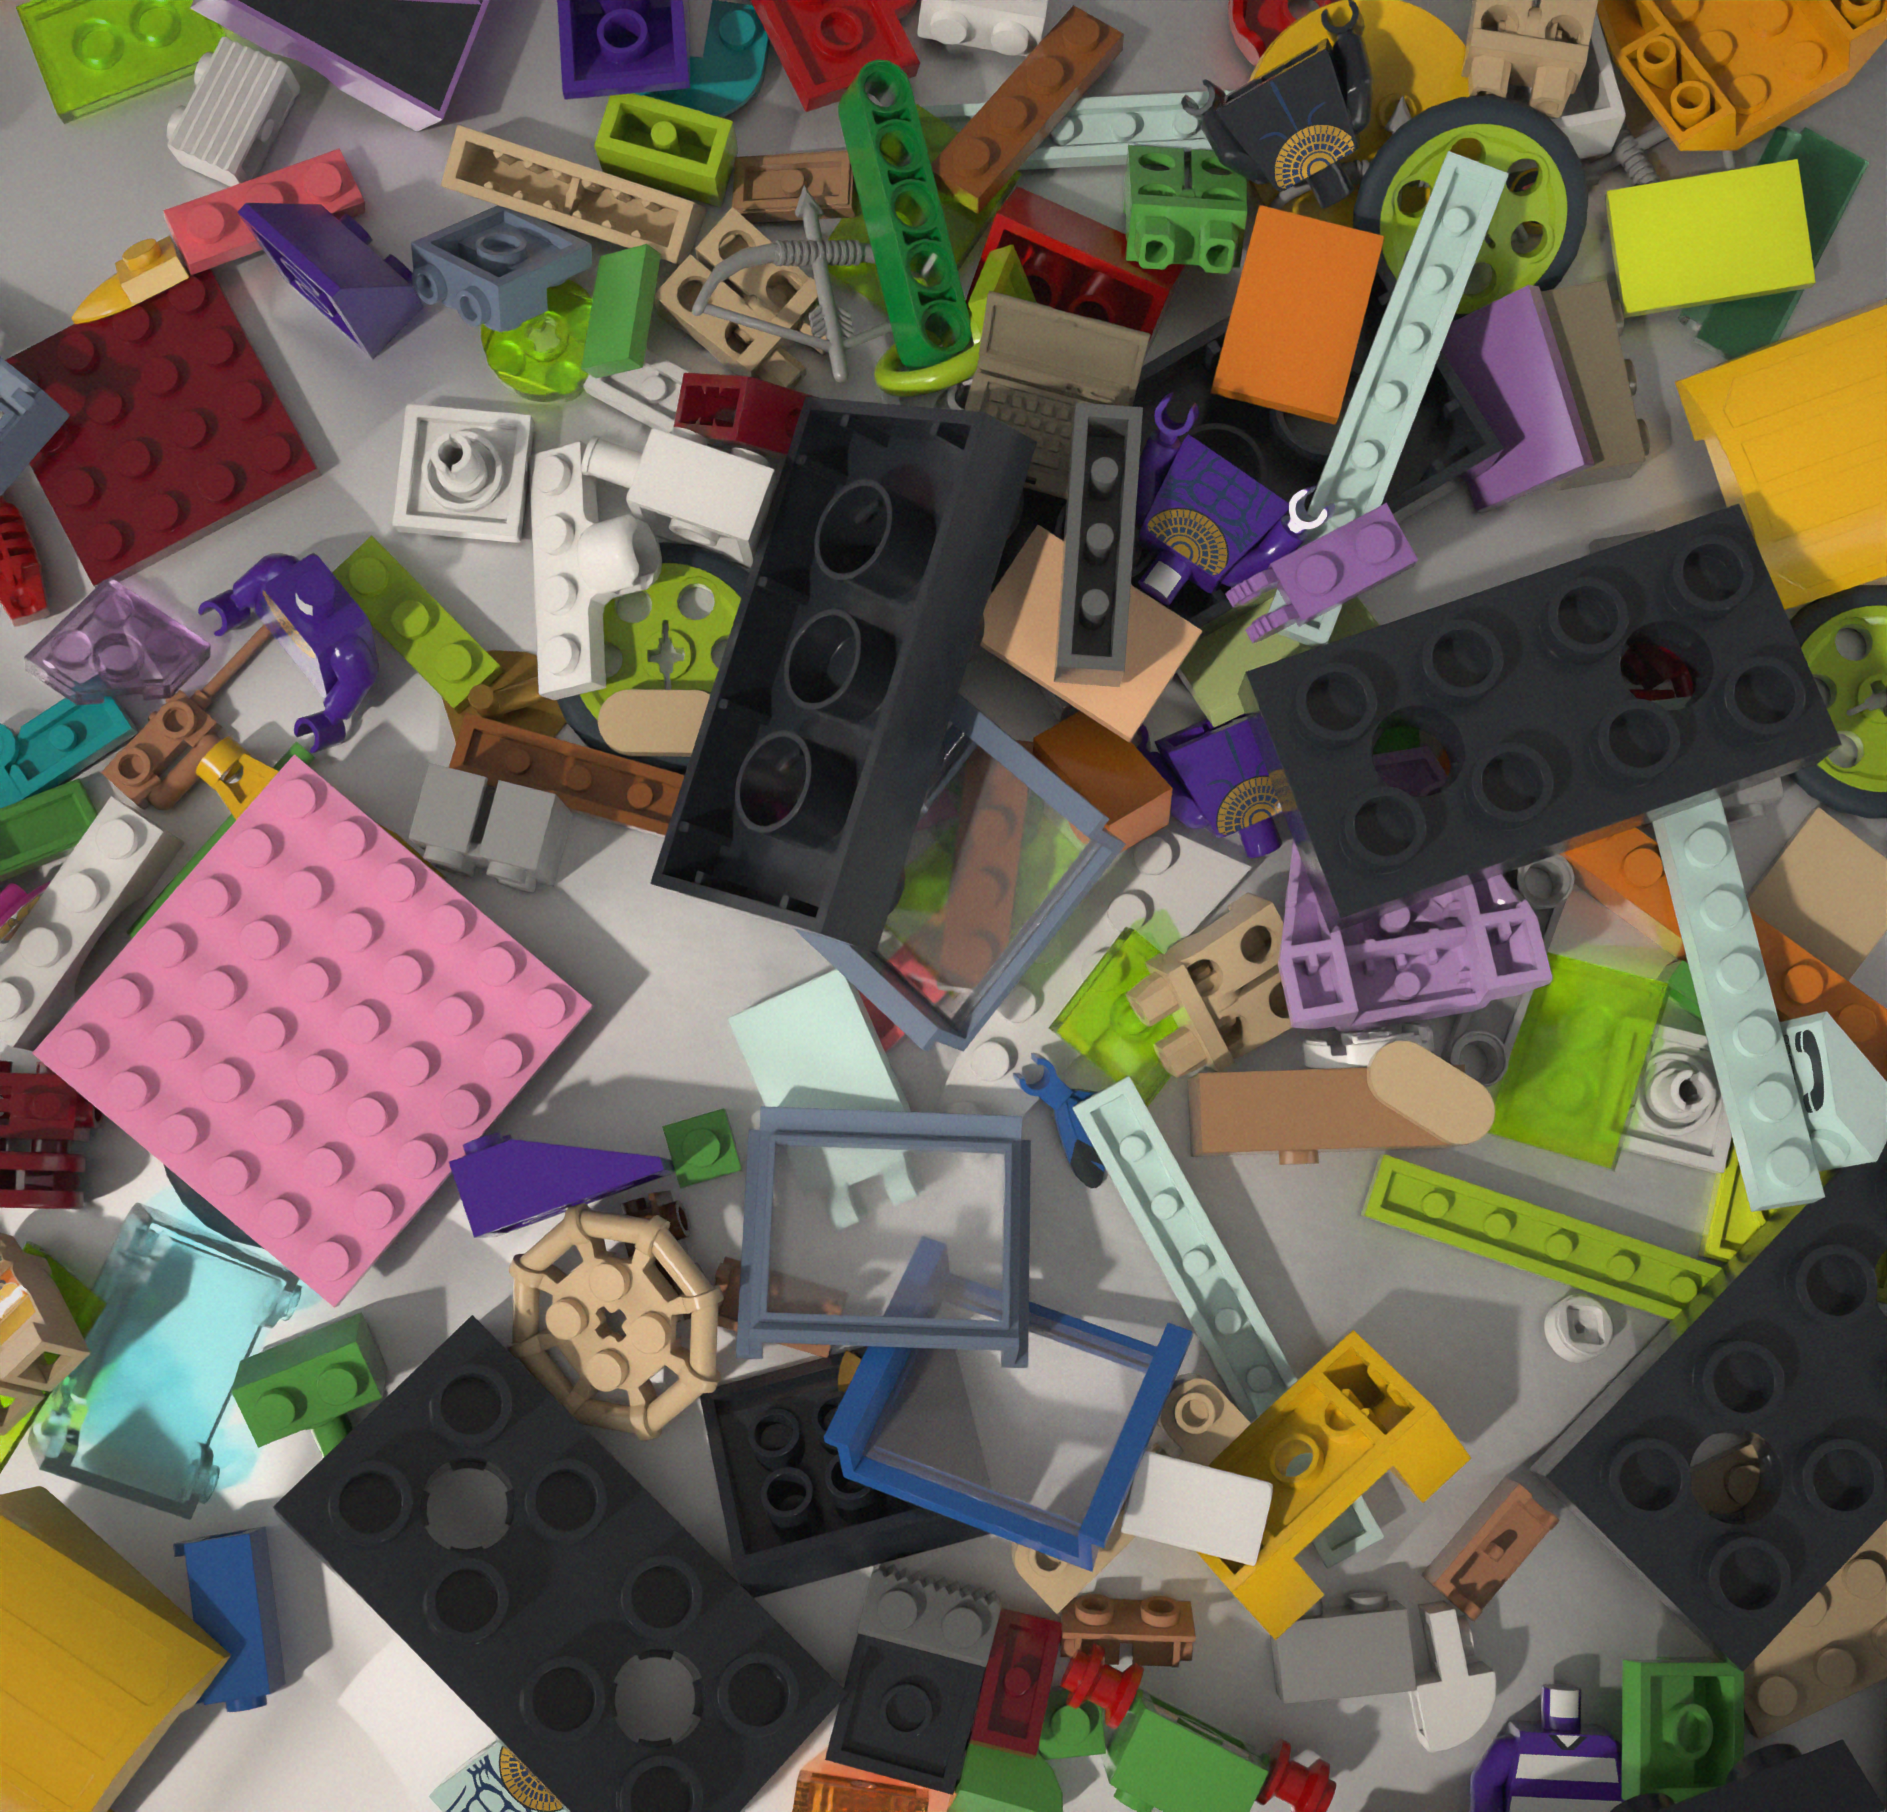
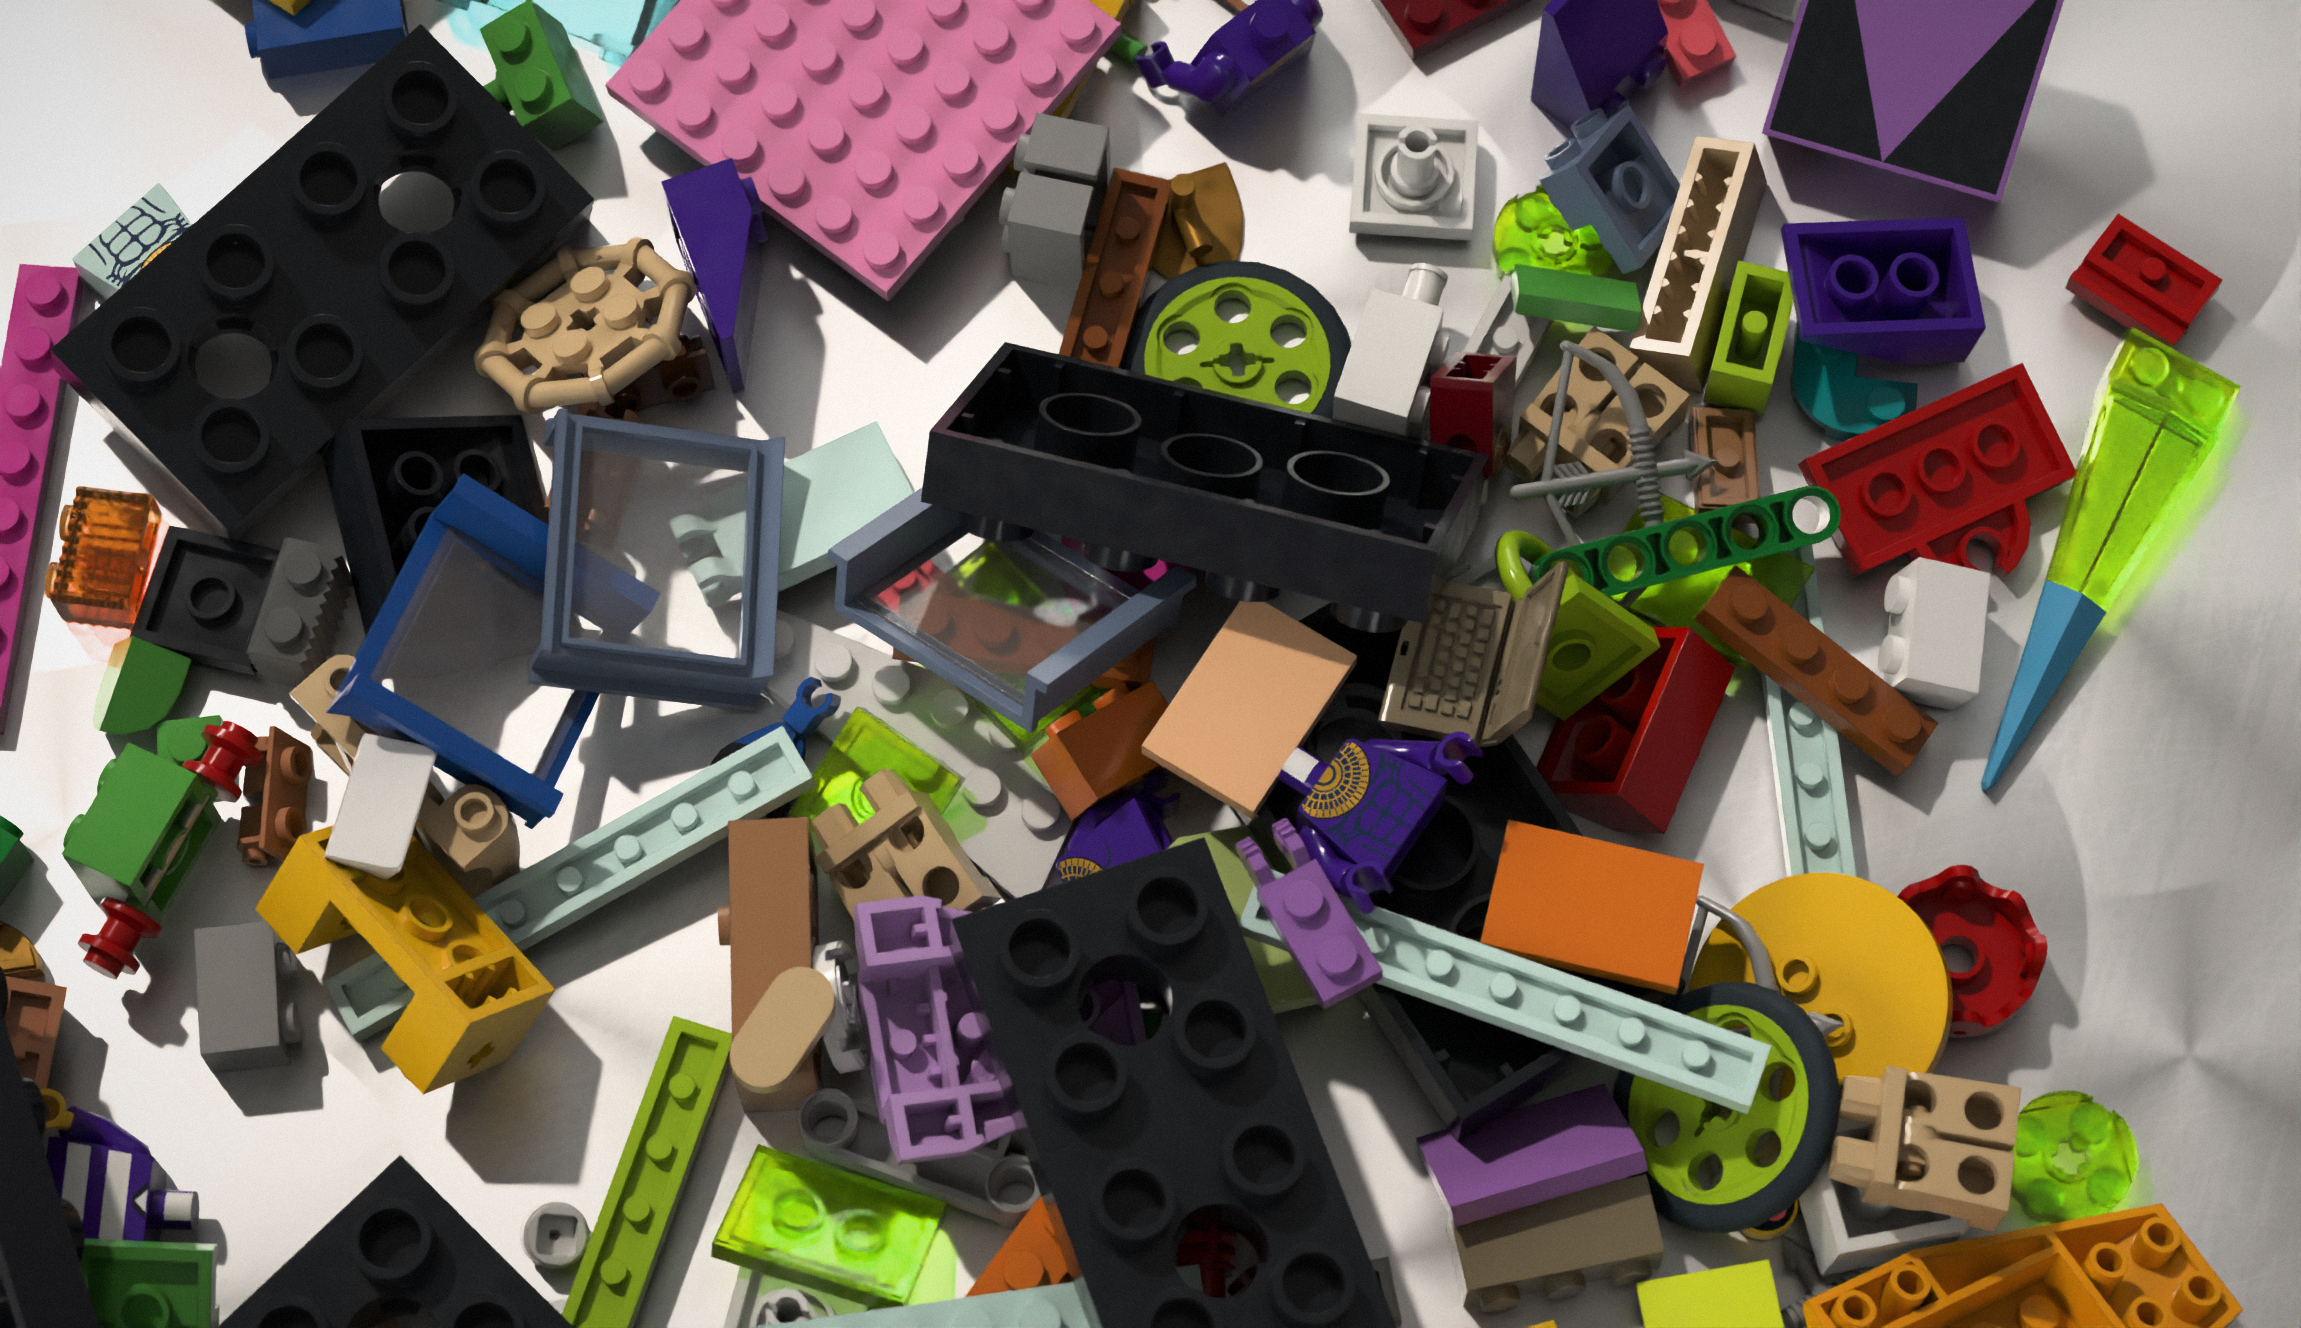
camera: 90 degrees right, 15 degrees down
(416, 624) = (1265, 141): lime plate -> none
(579, 570) = (1314, 275): white plate -> none
(652, 721) = (1168, 340): tan tile -> none
(702, 1148) = (754, 408): bright green plate -> none
(1016, 1684) = (228, 689): dark red plate -> none
(1098, 545) = (1325, 689): dark grey brick -> none
(1179, 223) = (1708, 815): bright green hips -> none
(1297, 115) = (1811, 911): black torso -> none
(1453, 1696) = (198, 1103): white brick -> none
(1489, 1547) = (328, 1138): nougat hinge -> none

